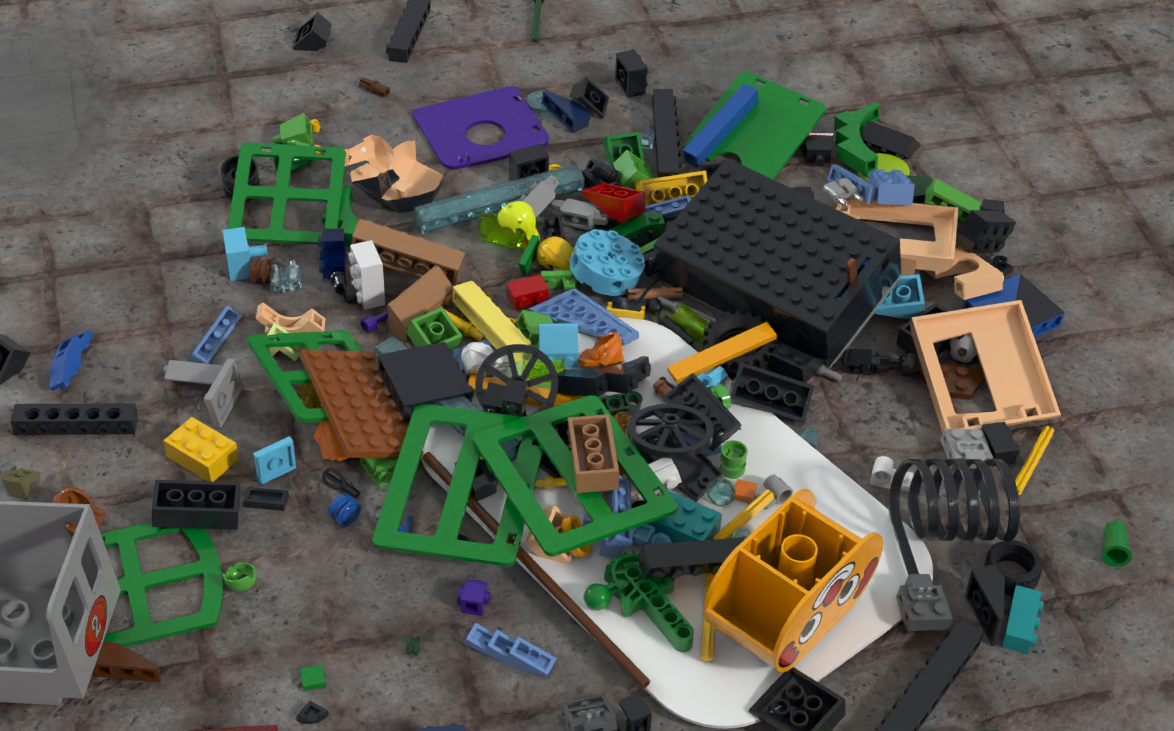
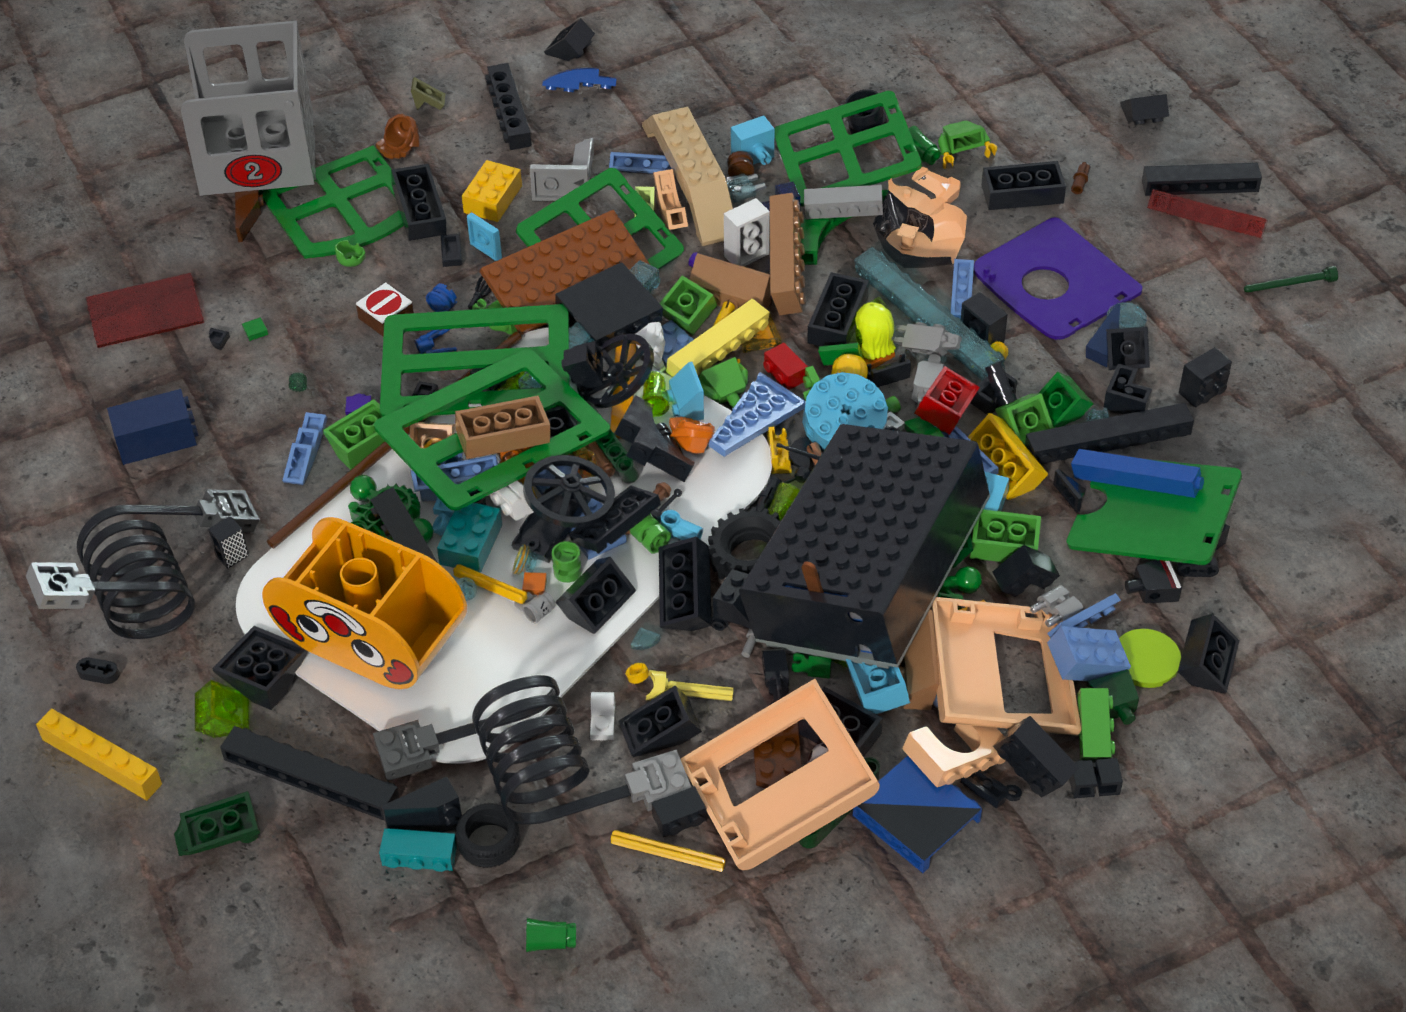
camera: 80 degrees right, 5 degrees up
(245, 290) = (694, 170): none -> tan slope
(338, 558) = (380, 304): none -> piece
(358, 204) = (843, 202): none -> light grey brick
(375, 112) = (1023, 185): none -> black brick
(453, 32) = (1207, 214): none -> clear red arch
(474, 175) = (961, 284): none -> medium blue plate
(482, 245) = (836, 310): none -> black brick
(517, 593) = (355, 434): none -> bright green slope
(629, 117) = (1123, 393): none -> black brick
(722, 352) = (717, 524): light orange tile -> none
(771, 449) = (596, 595): none -> black slope
(849, 143) = (1159, 614): green arch -> none
(849, 446) = (637, 673): none -> yellow tile
(863, 337) = (815, 665): none -> green plate
(871, 430) = (661, 685): none -> light yellow piece
(907, 436) = (660, 723): none -> black slope

